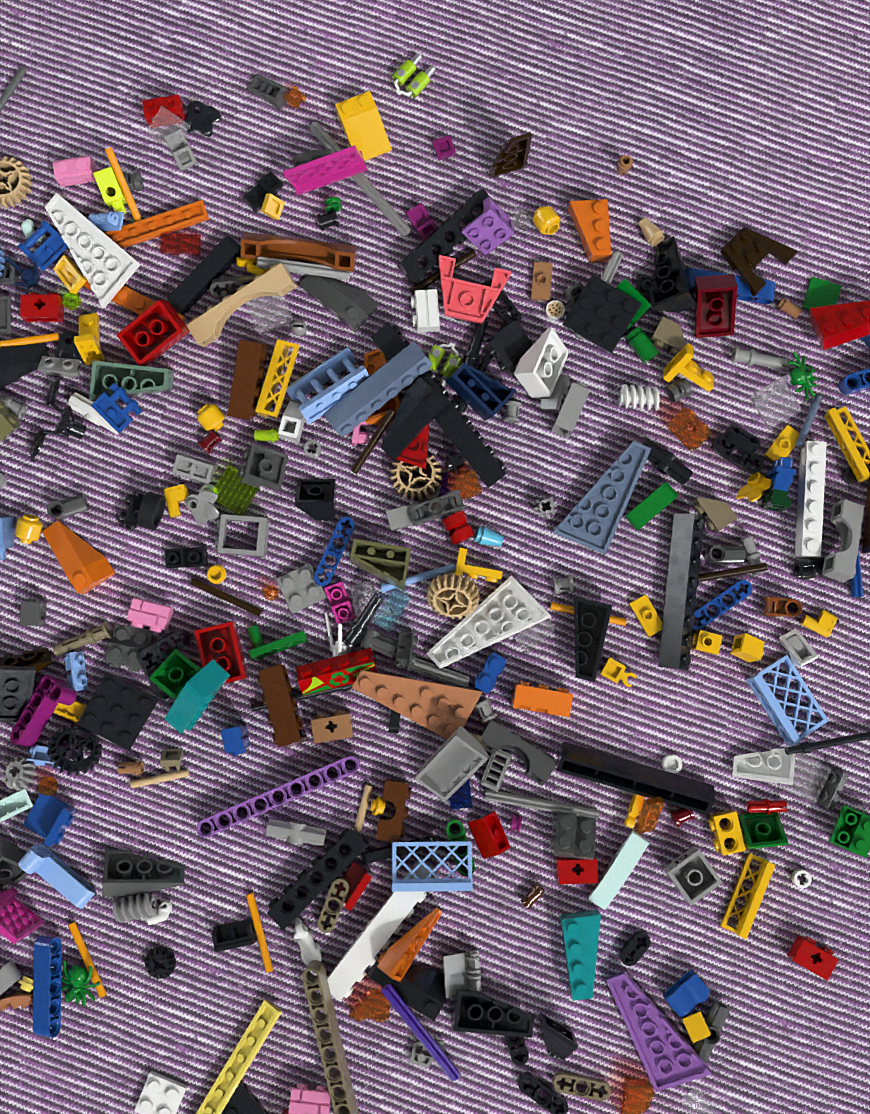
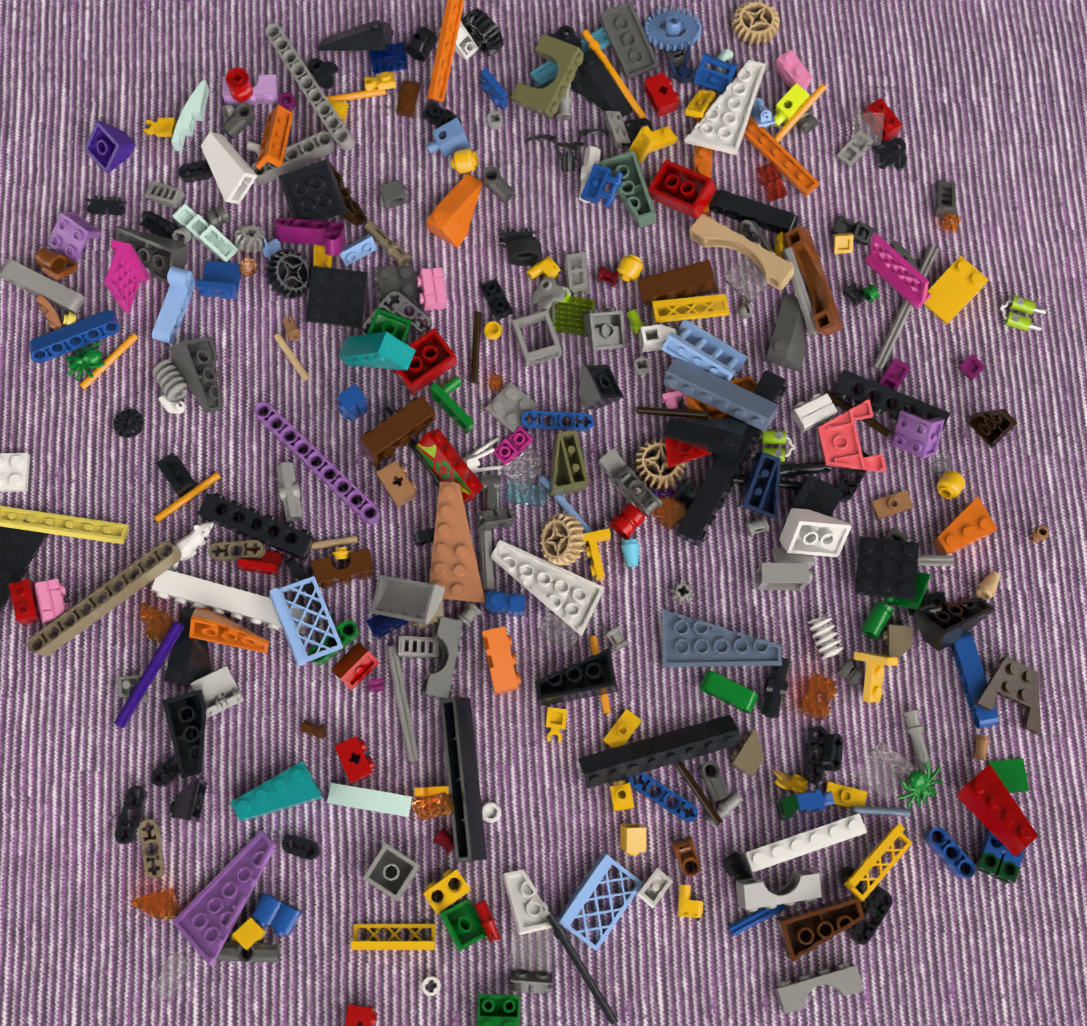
camera: 65 degrees right, 10 degrees down
(66, 301) = (678, 110): clear neon green plate -> none
(171, 758) = (313, 358): dark tan tile -> none
(358, 628) = (496, 468): black pin -> none
(555, 310) = (871, 527): tile -> none
(573, 836) = (384, 742): dark grey plate -> none
(715, 305) = (946, 671): dark red slope -> none

